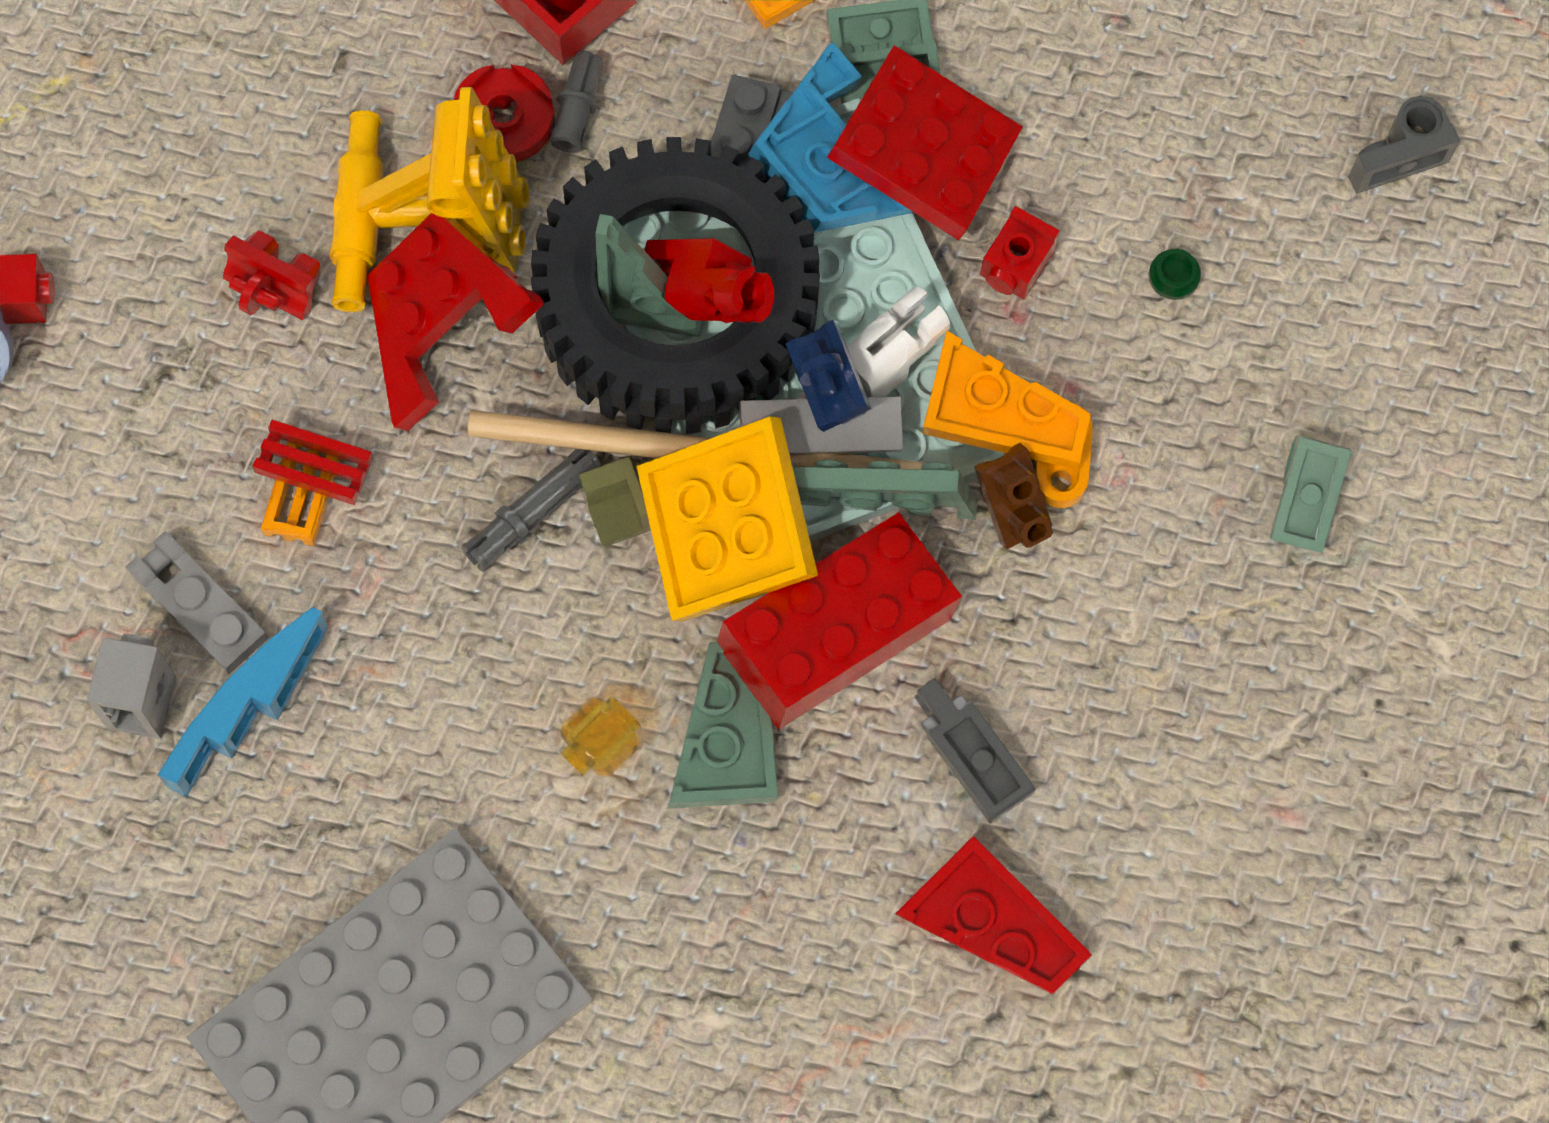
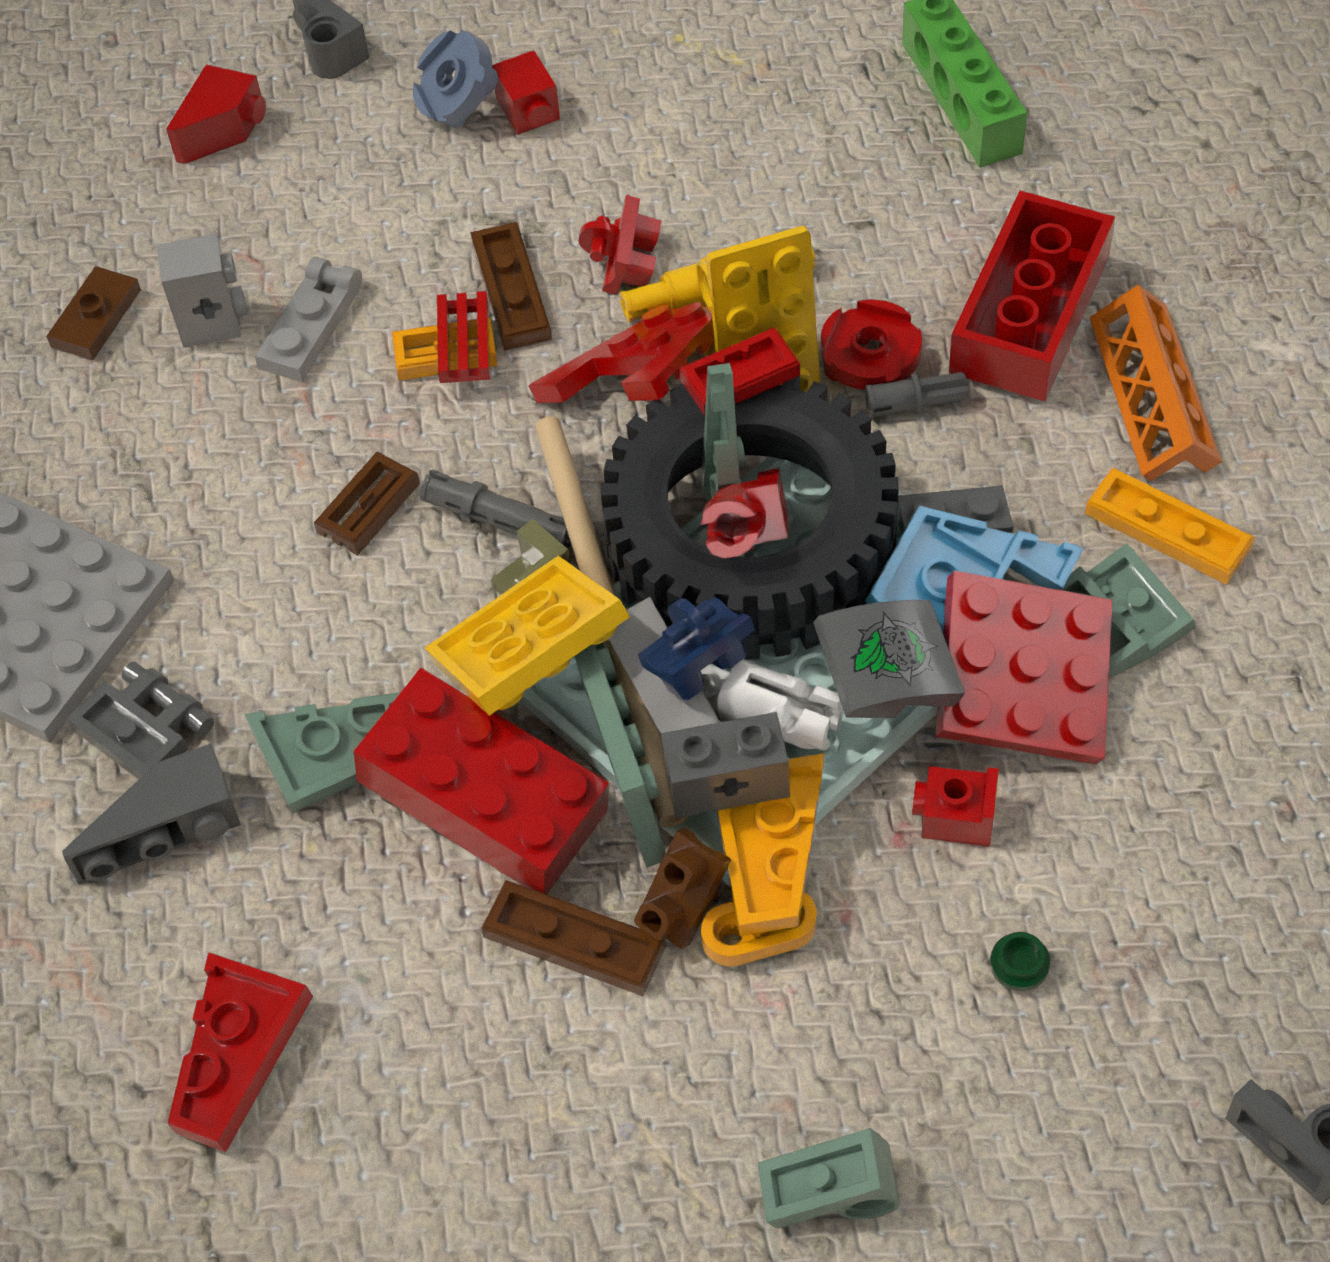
camera: 75 degrees right, 15 degrees down
(73, 812) = (93, 313): none -> reddish brown plate
(251, 398) = (511, 286): none -> reddish brown tile
(257, 686) = (218, 373): dark azure slope -> none
(481, 659) = (374, 506): none -> reddish brown tile
(555, 221) = (755, 364): none -> red plate
(600, 736) = (292, 639): clear yellow head -> none
(627, 919) = (131, 734): none -> dark grey plate
(731, 903) = (164, 810): none -> dark grey slope
(897, 235) = (888, 658): none -> dark grey slope
(942, 404) = (726, 764): none -> dark grey brick
(973, 752) = (401, 960): dark grey hinge -> none
(1003, 608) = (573, 937): none -> reddish brown tile

